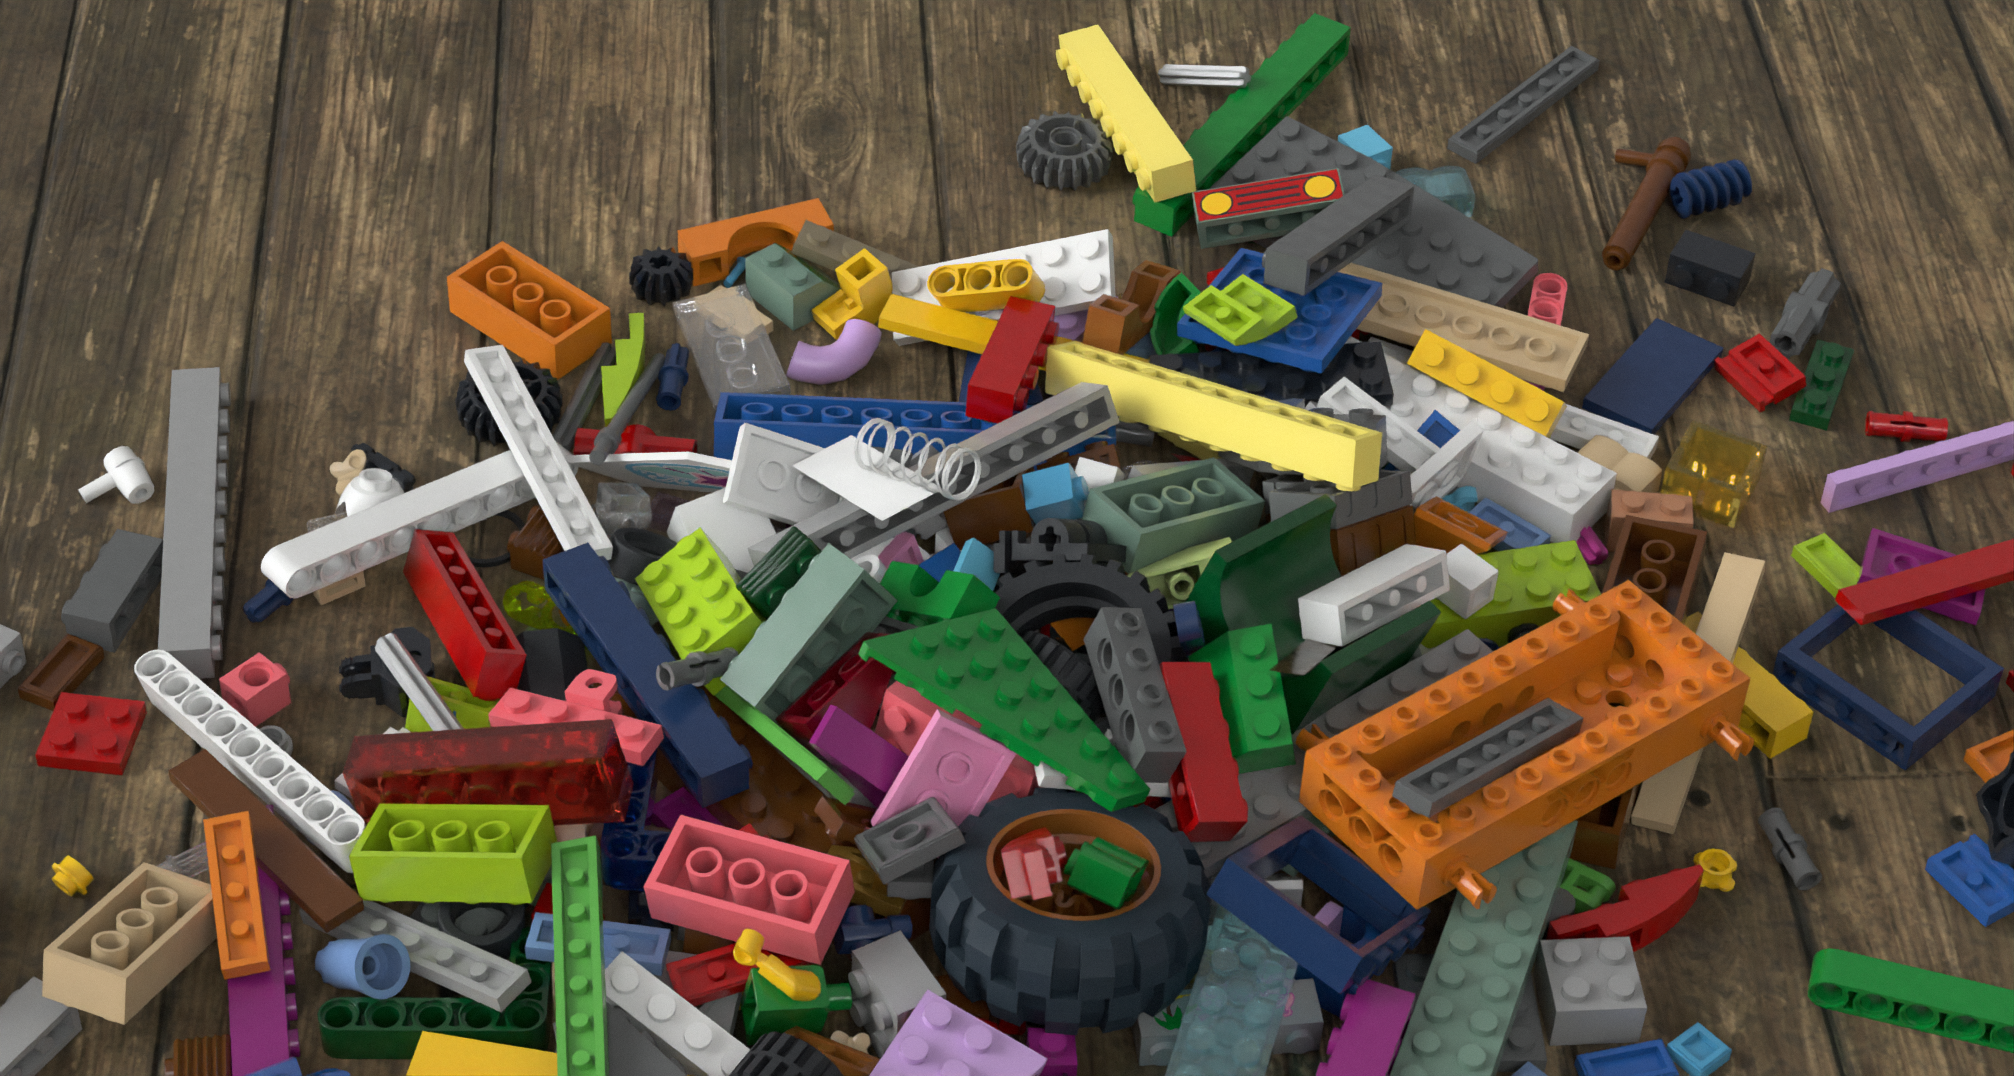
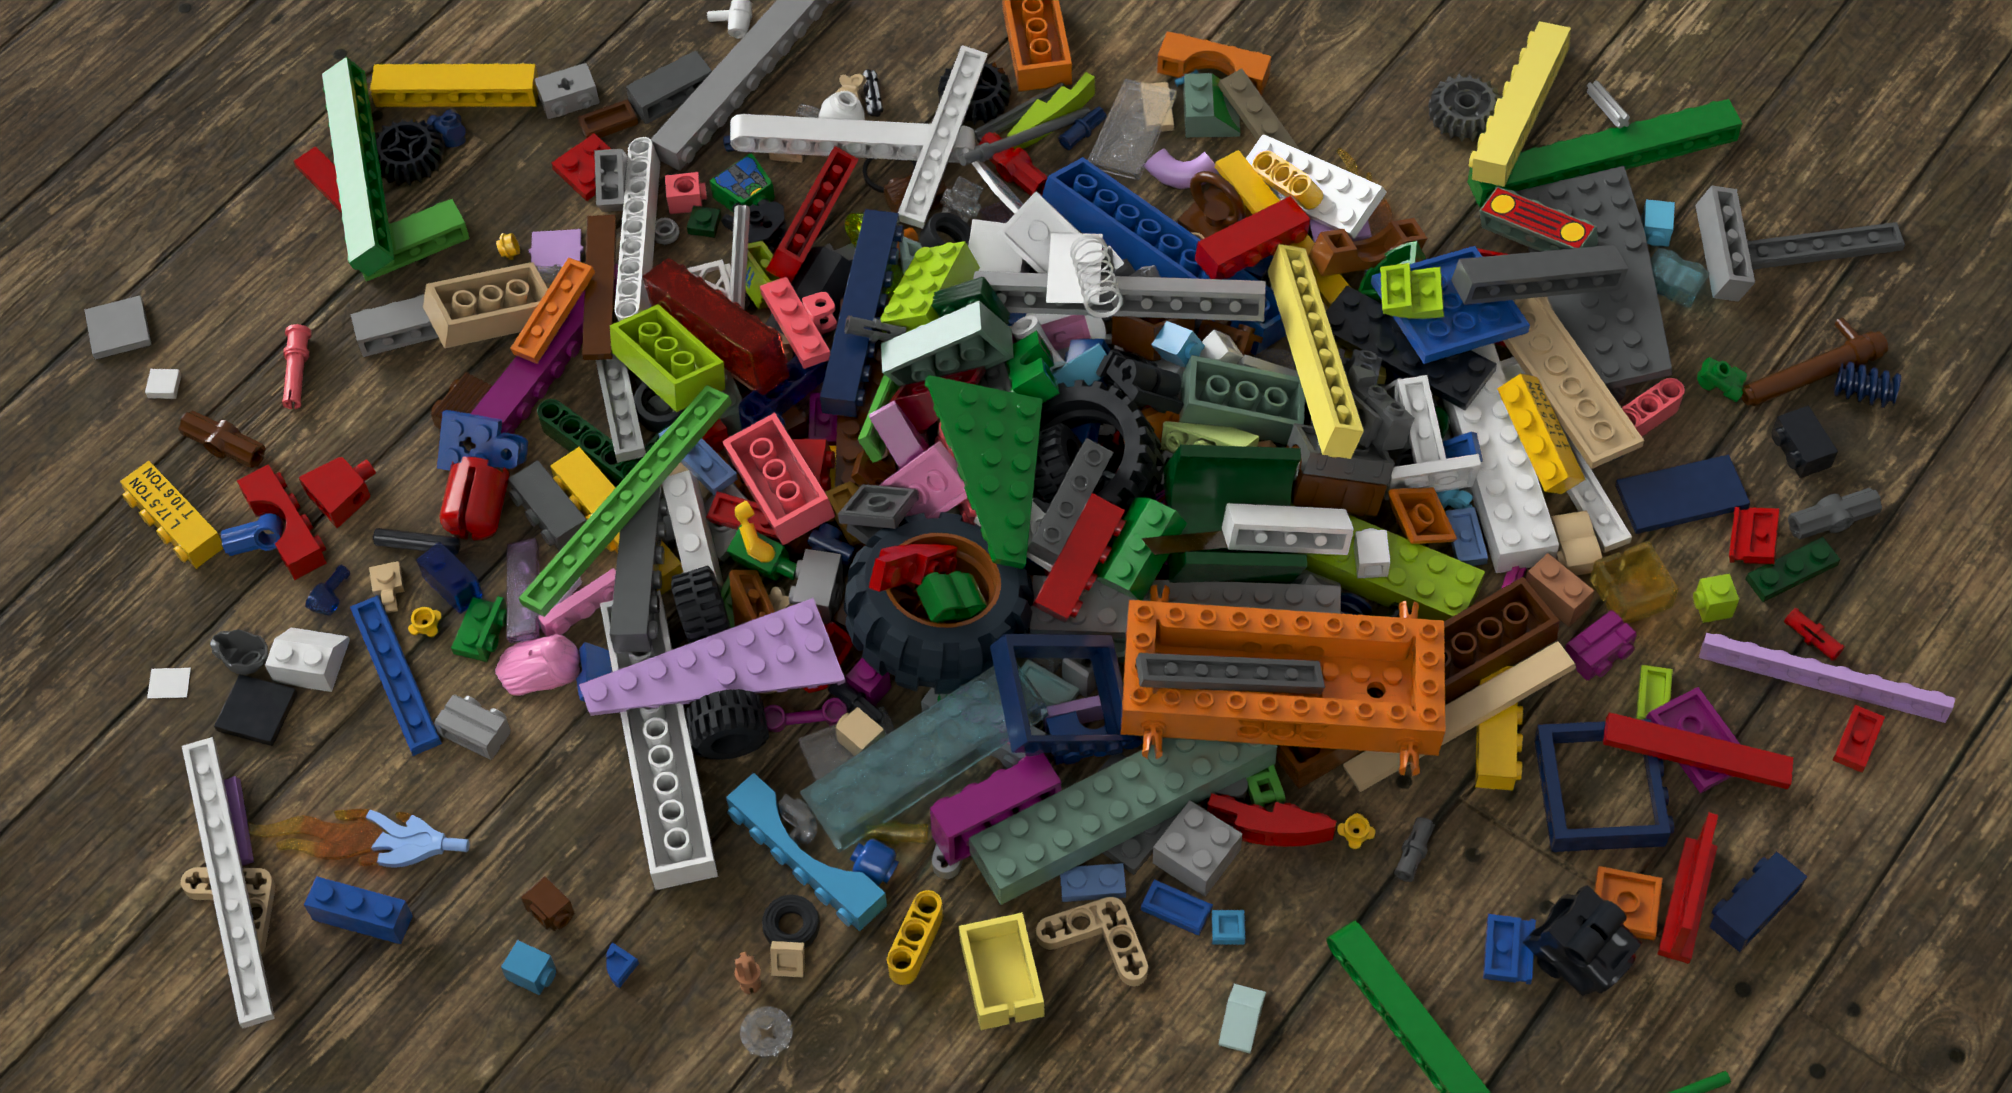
camera: 45 degrees right, 15 degrees up
(137, 841) = (555, 247): none -> lavender piece
(154, 719) = (610, 179): none -> light grey brick
(308, 710) = (704, 221): none -> dark green plate
(323, 639) = (743, 184): none -> torso
(365, 965) = (584, 394): medium blue plant -> none
(661, 276) = (1136, 56): black gear -> none
(862, 295) = (1233, 136): yellow brick -> none
(918, 376) = (1213, 208): none -> reddish brown tile
(1189, 627) = (1139, 481): dark blue beam -> none
(1450, 136) = (1725, 243): none -> light grey brick
(1575, 252) = (1722, 376): none -> green plate
(1746, 536) = (1601, 645): none -> magenta brick
(1794, 444) = (1716, 598): none -> lime brick

